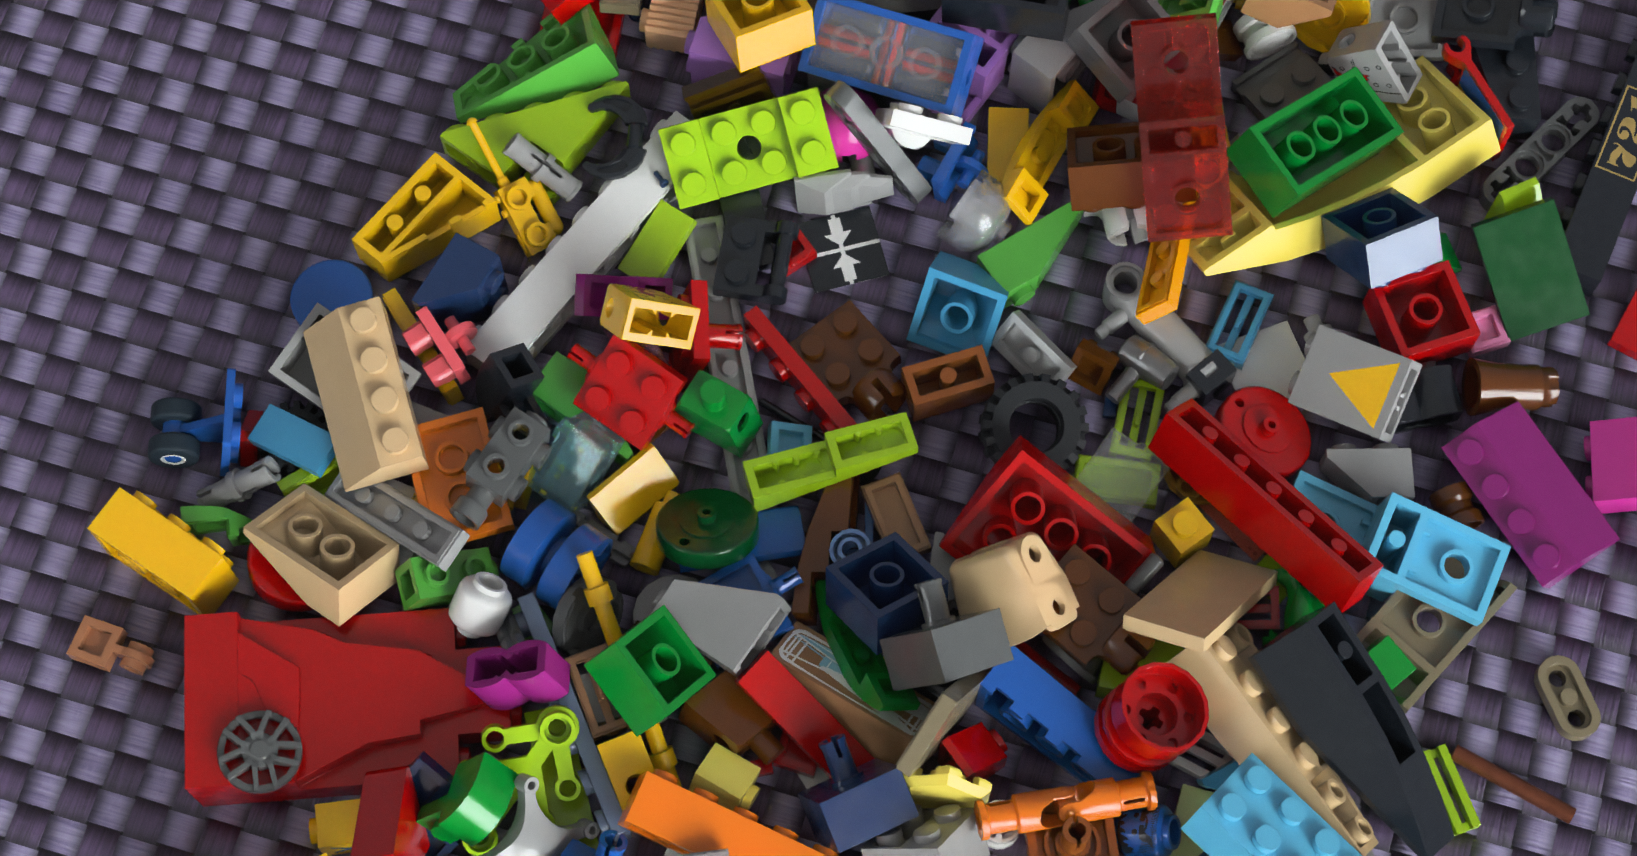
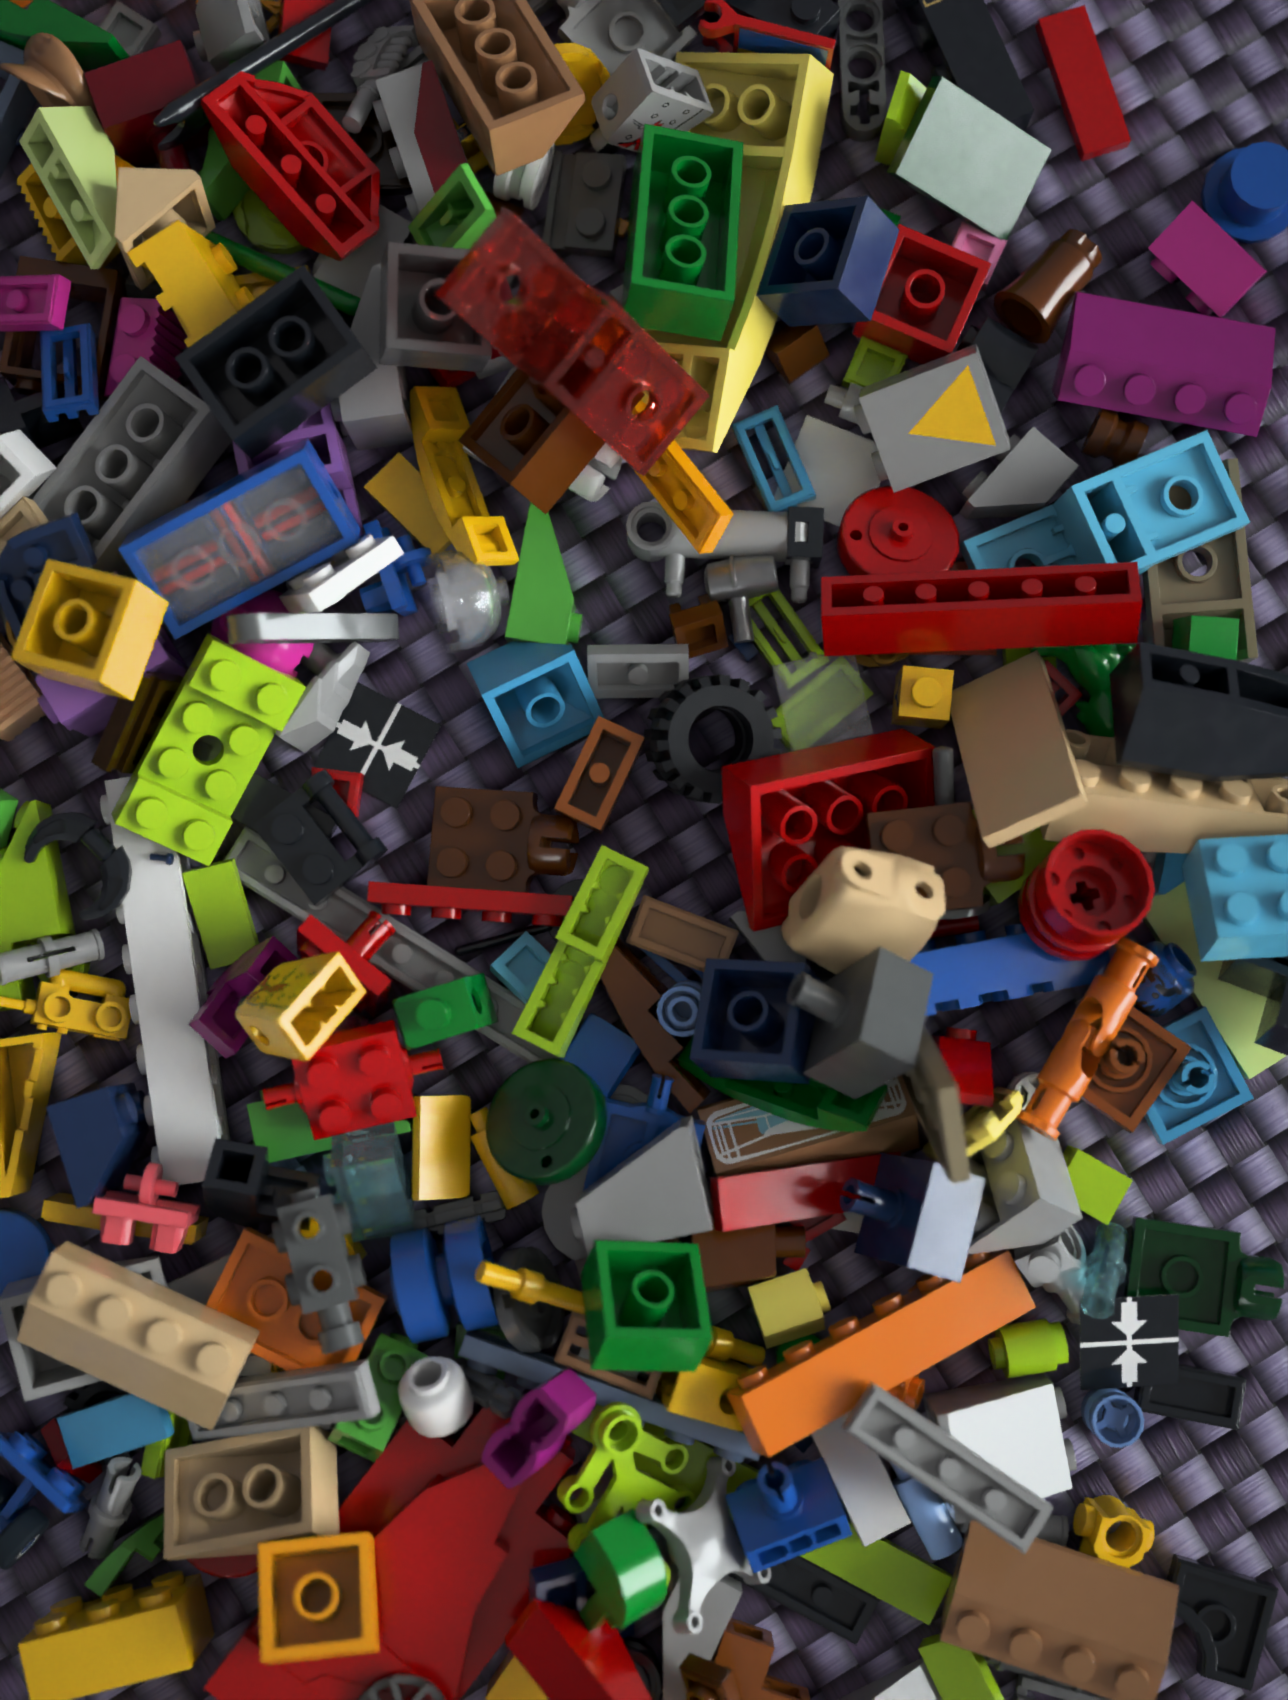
camera: 45 degrees left, 15 degrees up
(301, 628) = (318, 1598): none -> light orange brick
(1318, 279) = (796, 351): none -> reddish brown slope
(1358, 325) = (873, 363): none -> lime tile

